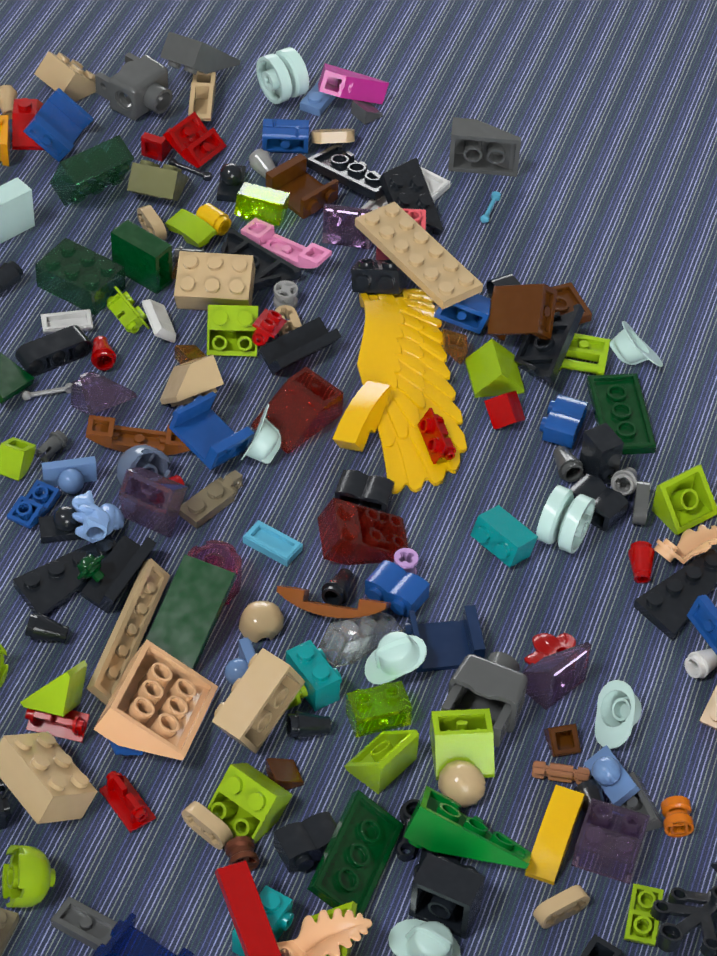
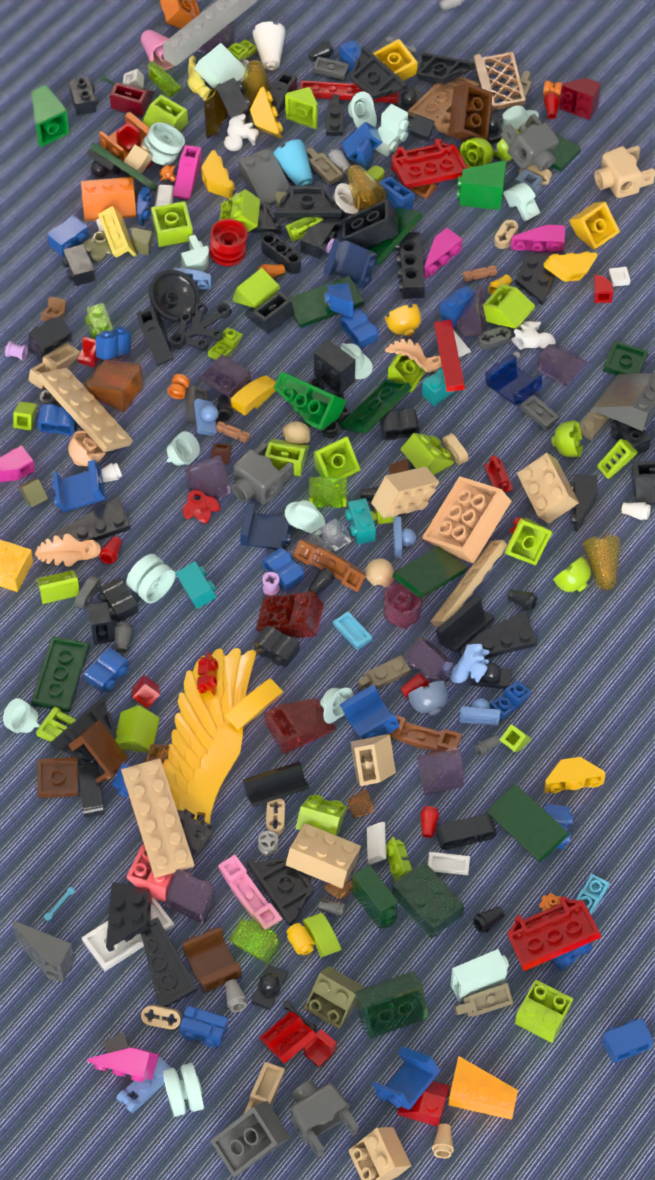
camera: 160 degrees left, 10 degrees up
(26, 395) = (461, 799): light grey hinge -> none
(90, 567) = (484, 623): dark green plant -> none
(151, 221) = (353, 949): tan beam -> none
(242, 849) = (440, 426): copper wheel -> none
(267, 326) = (295, 798): red hinge -> none
(561, 906) = (269, 356): tan beam -> none
(623, 485) = (84, 614): light grey cone -> none

